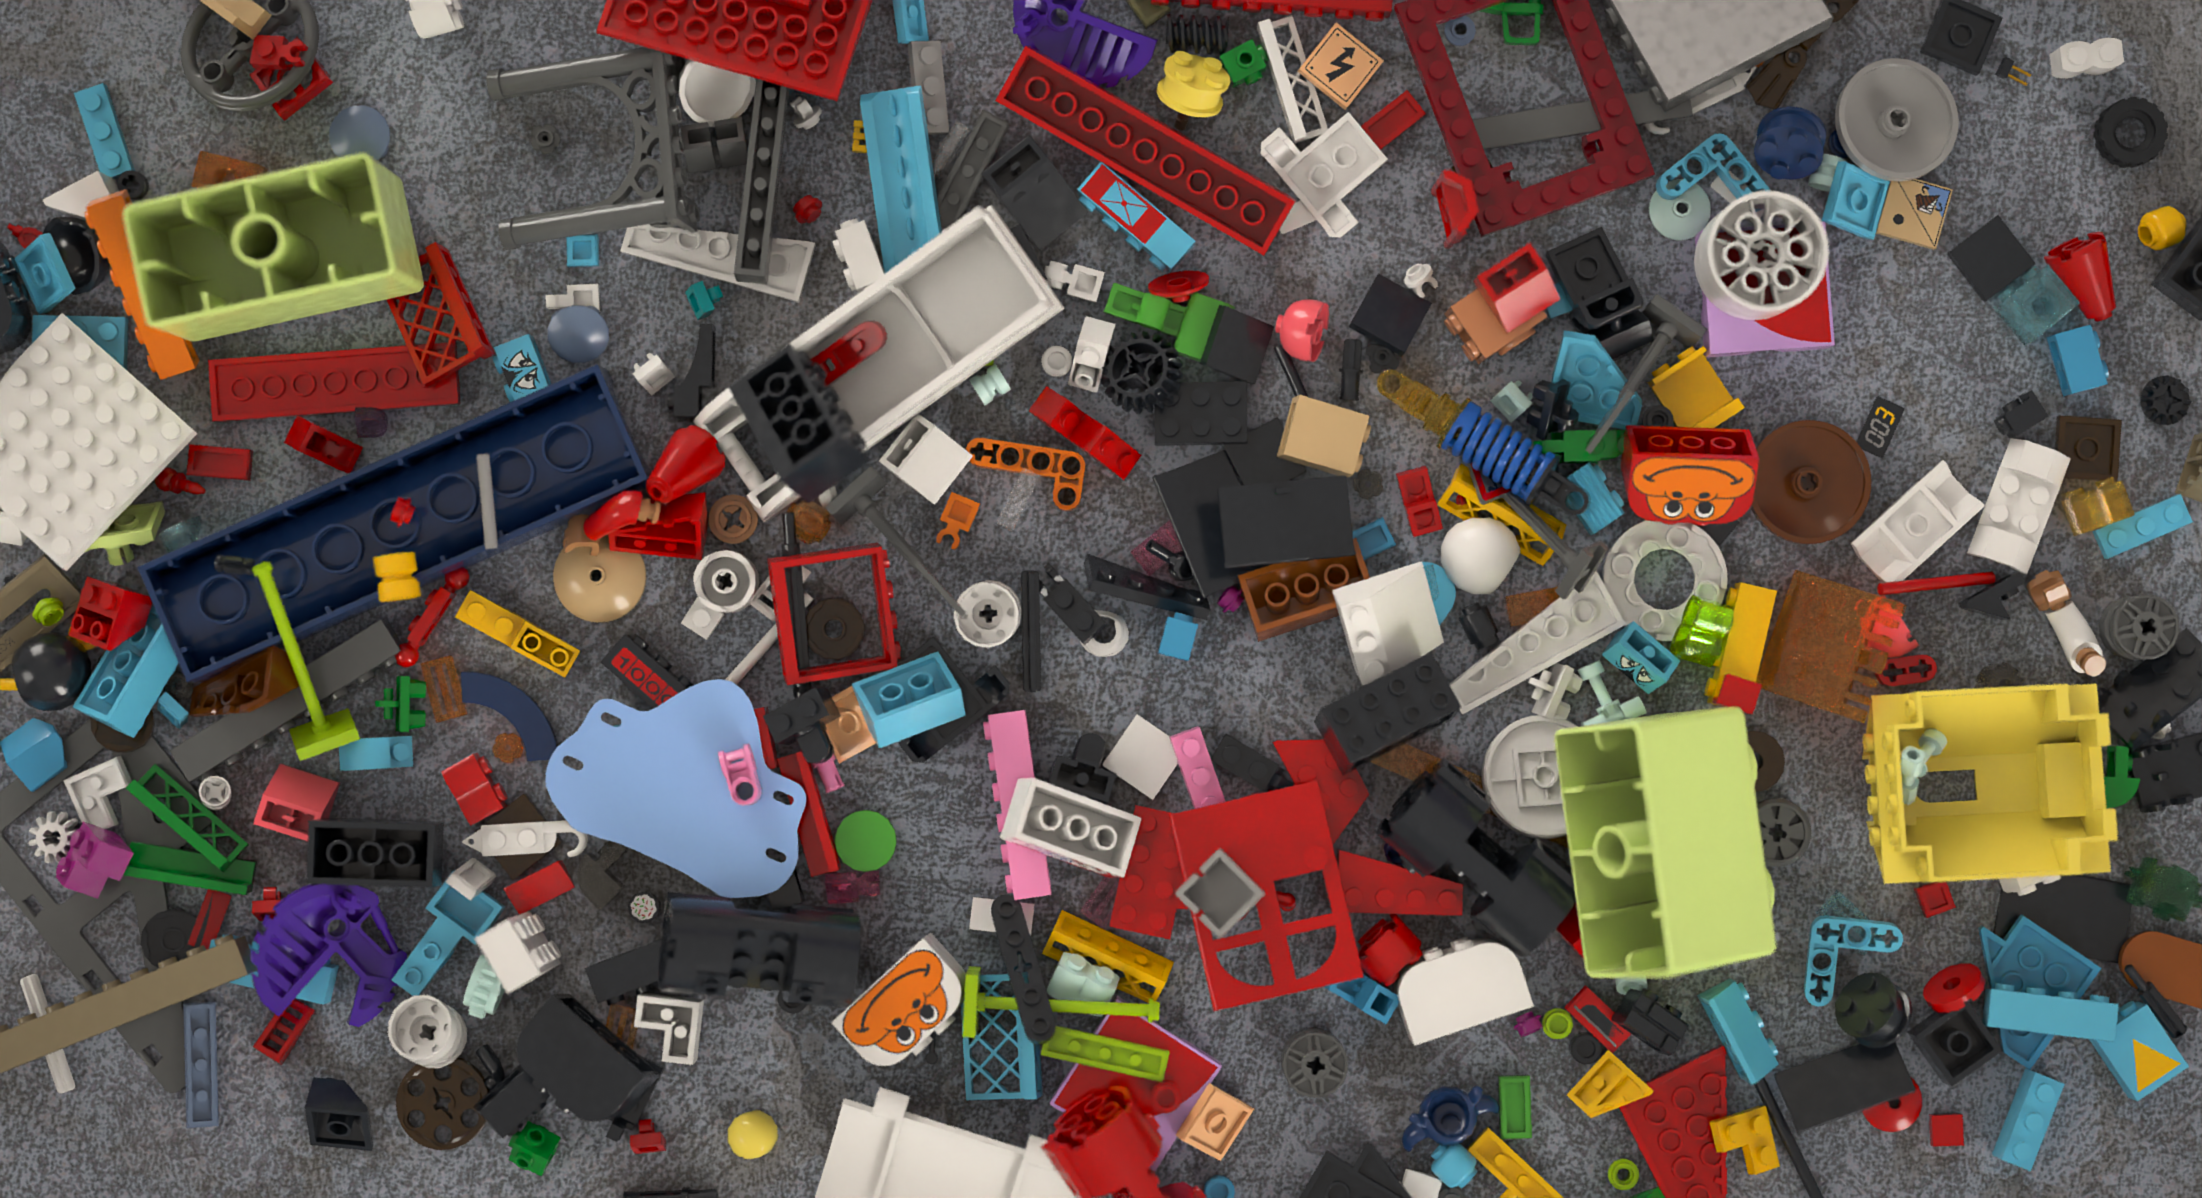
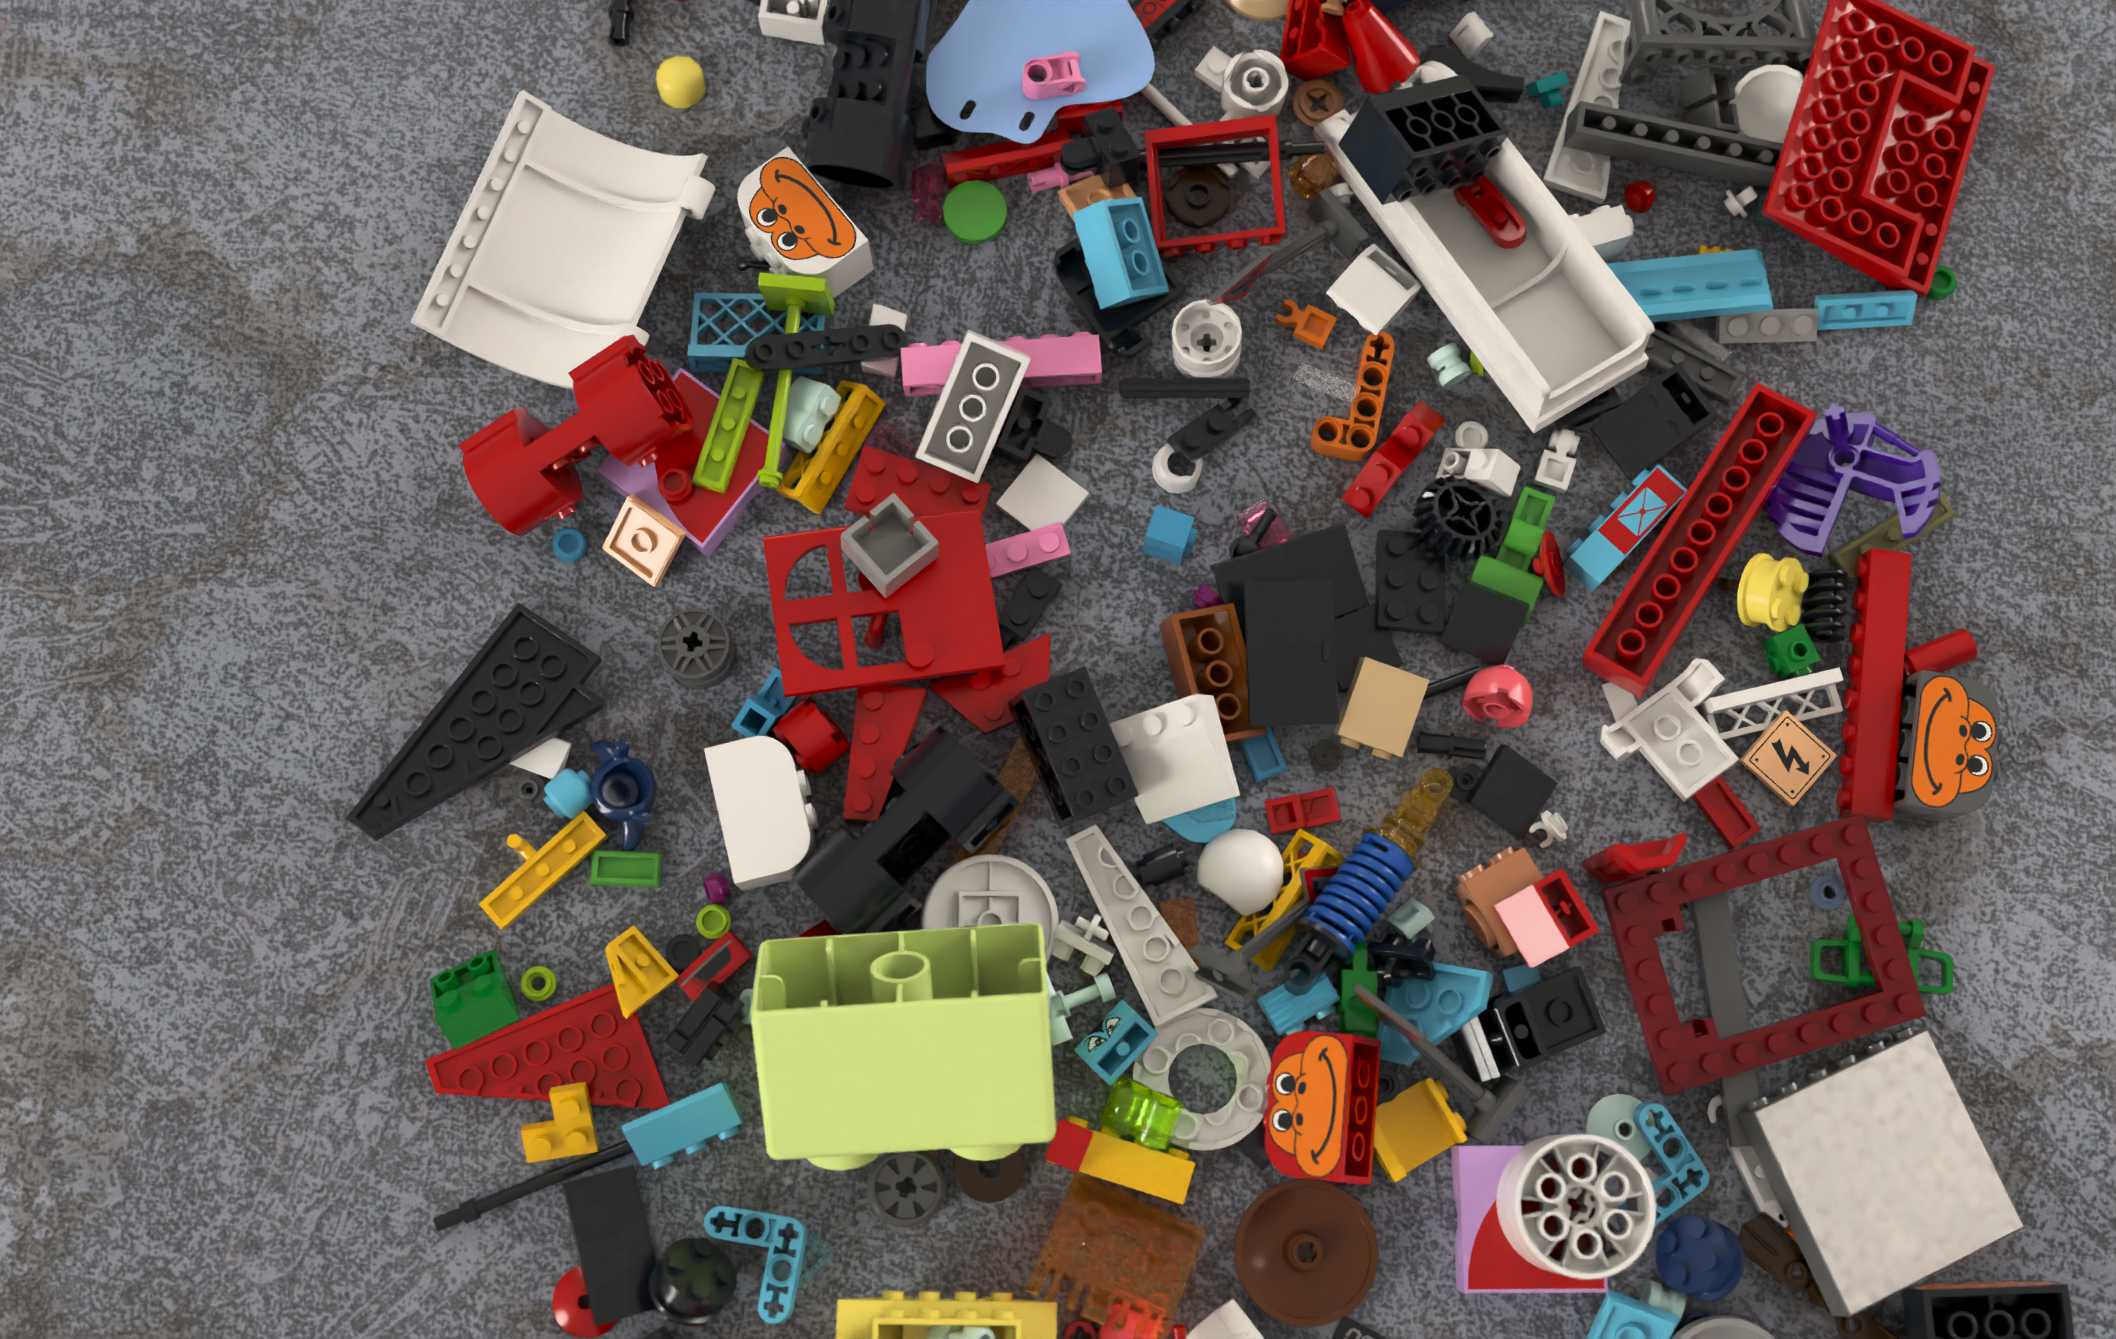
camera: 85 degrees right, 10 degrees down
(1137, 587) = (1224, 503): black wing -> none

